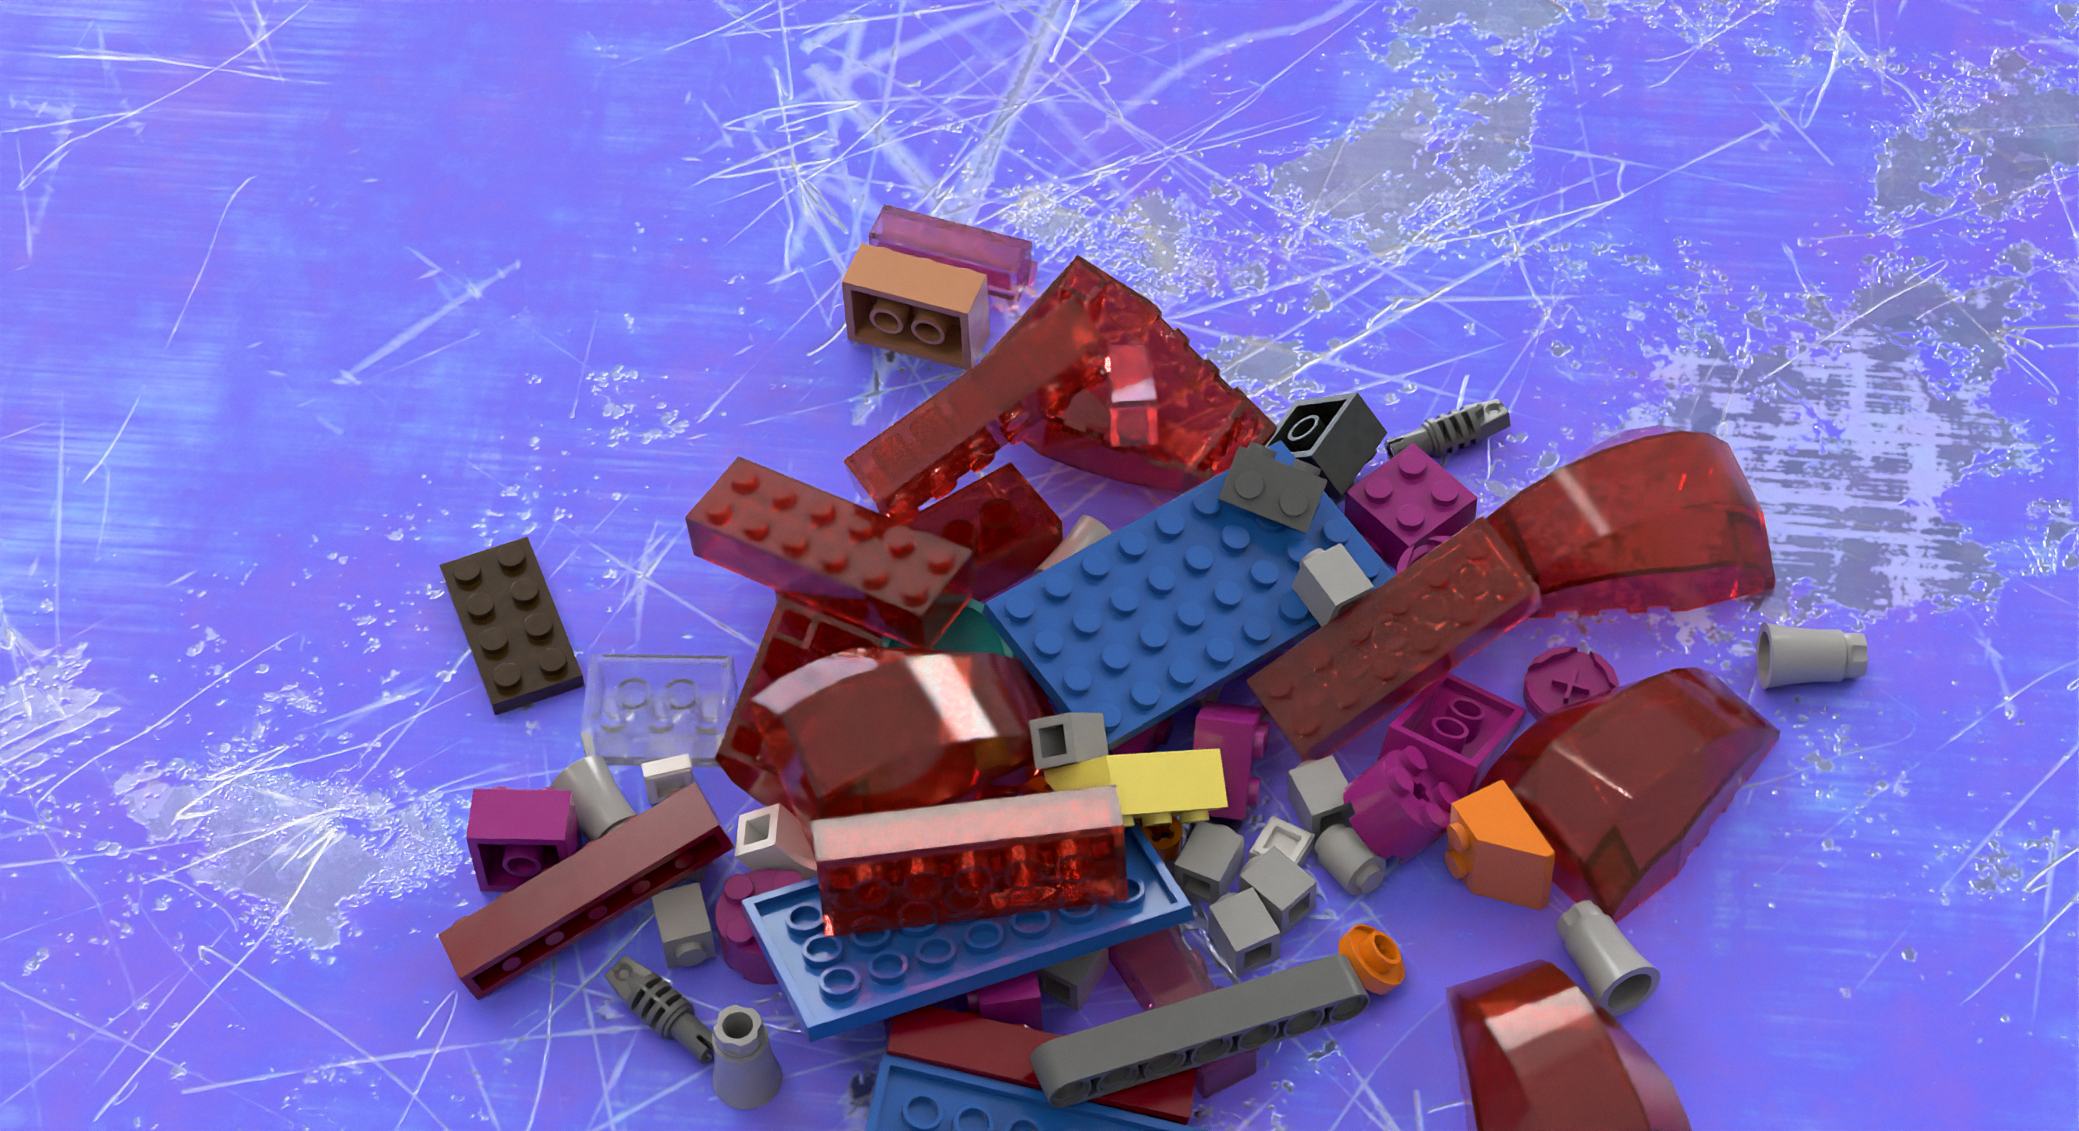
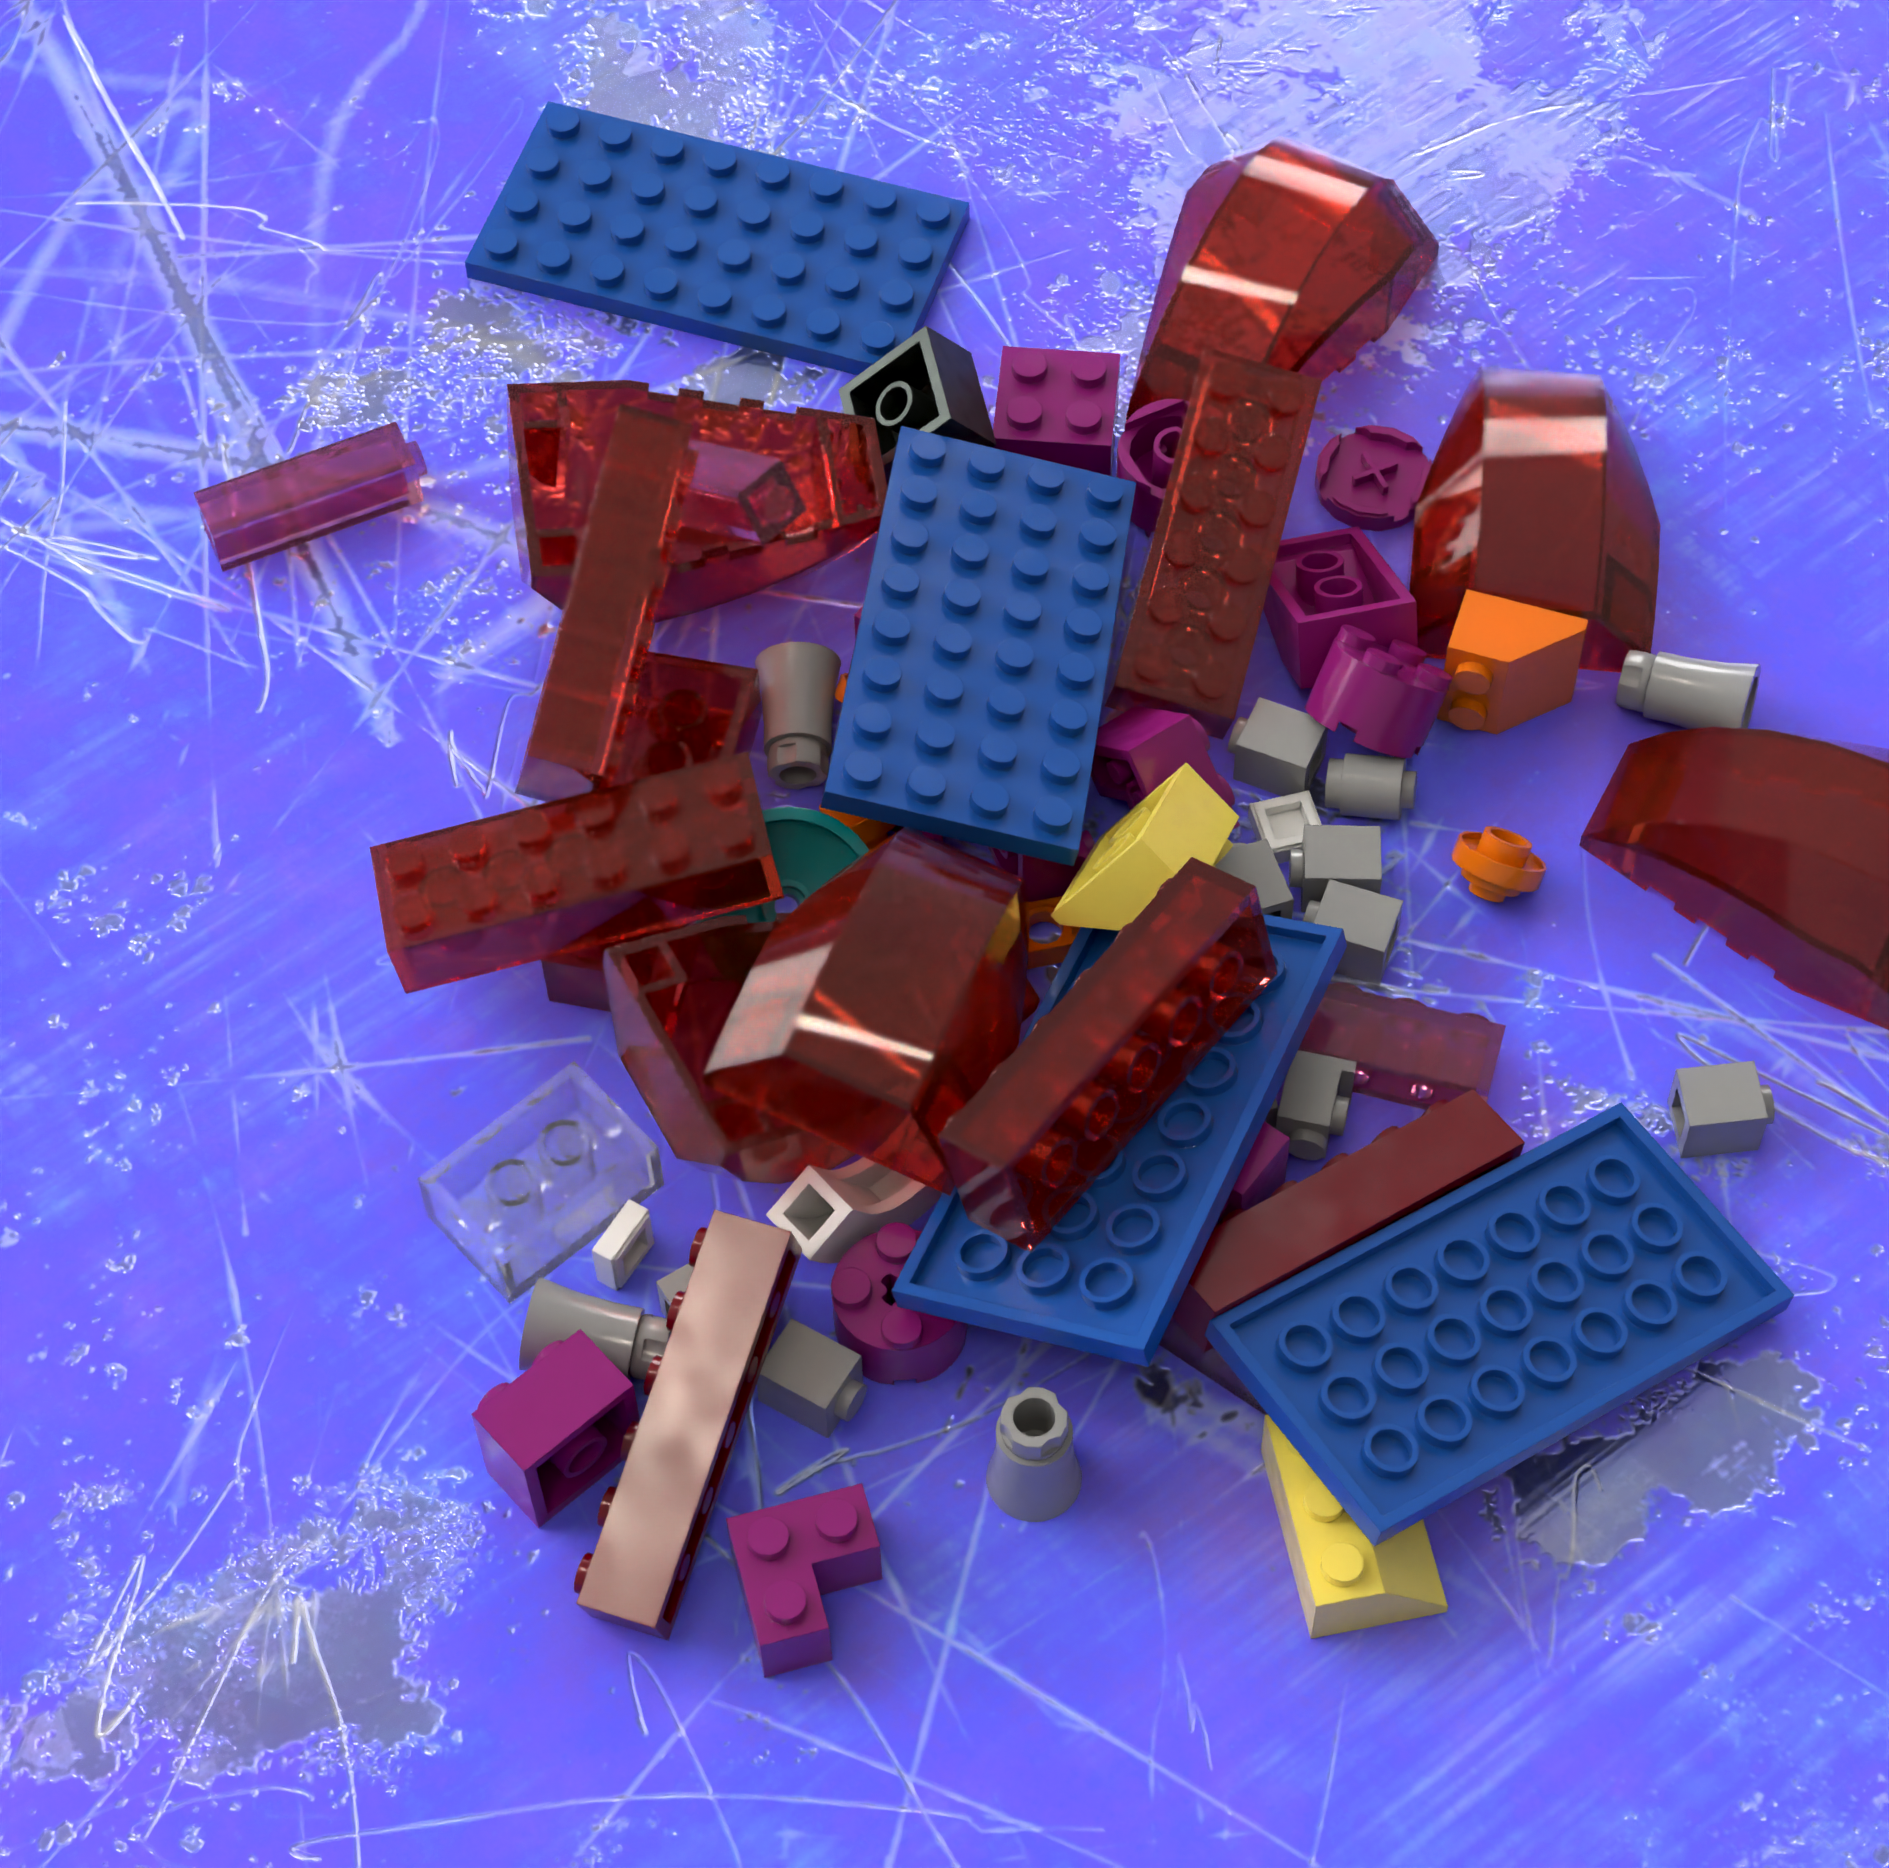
camera: 45 degrees left, 5 degrees up
(511, 625) = (258, 1228): dark brown plate -> none
(561, 1008) = (790, 1559): none -> magenta brick
(660, 1007) = (889, 1476): dark grey hinge -> none
(916, 306) = (349, 570): brick -> none
(1067, 739) = (1054, 864): light grey brick -> none
(1107, 998) = (1315, 1102): none -> light grey brick
(1198, 1030) = (1455, 1053): dark grey beam -> none
(1273, 488) = (965, 471): dark grey bracket -> none
(1330, 583) = (1114, 525): light grey brick -> none
(1343, 270) = (717, 240): none -> blue plate
(1454, 430) = (1006, 312): dark grey hinge -> none
(1808, 655) = (1545, 292): light grey plant -> none

